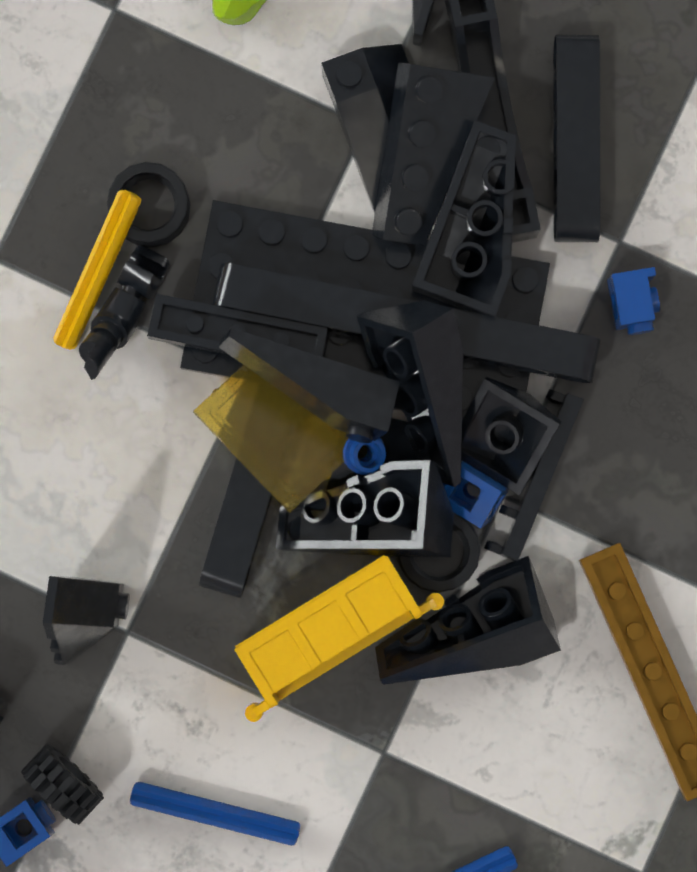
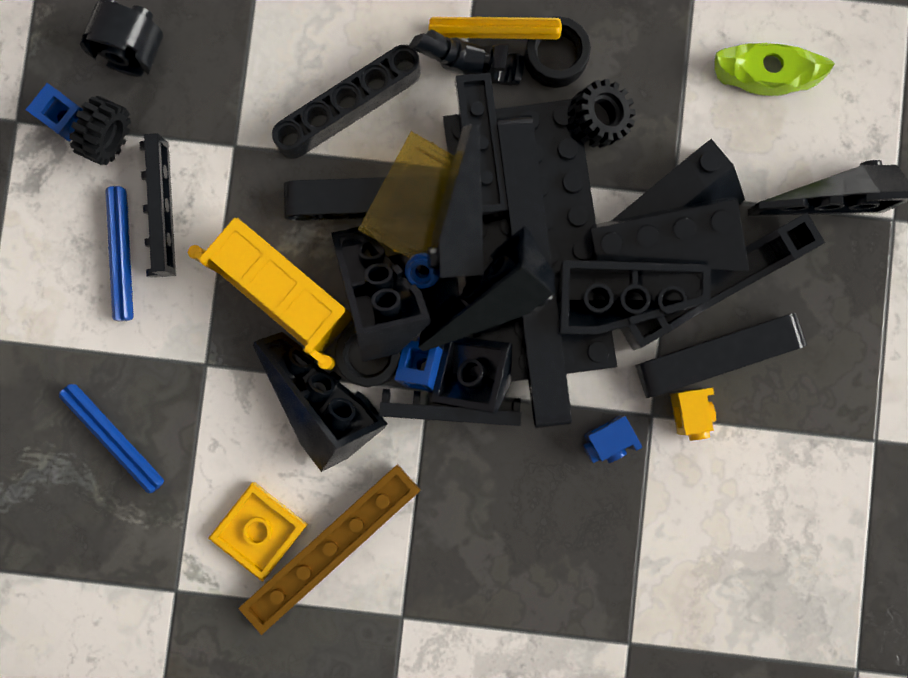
camera: 70 degrees right, 0 degrees up
(81, 614) = (227, 91): black wedge -> none
(110, 459) = (355, 87): none -> black beam
(175, 745) = (159, 206): none -> black hinge
(250, 158) = (615, 106): none -> black tyre
(604, 752) = (258, 531): none -> yellow tile
(633, 193) = (693, 413): none -> yellow brick

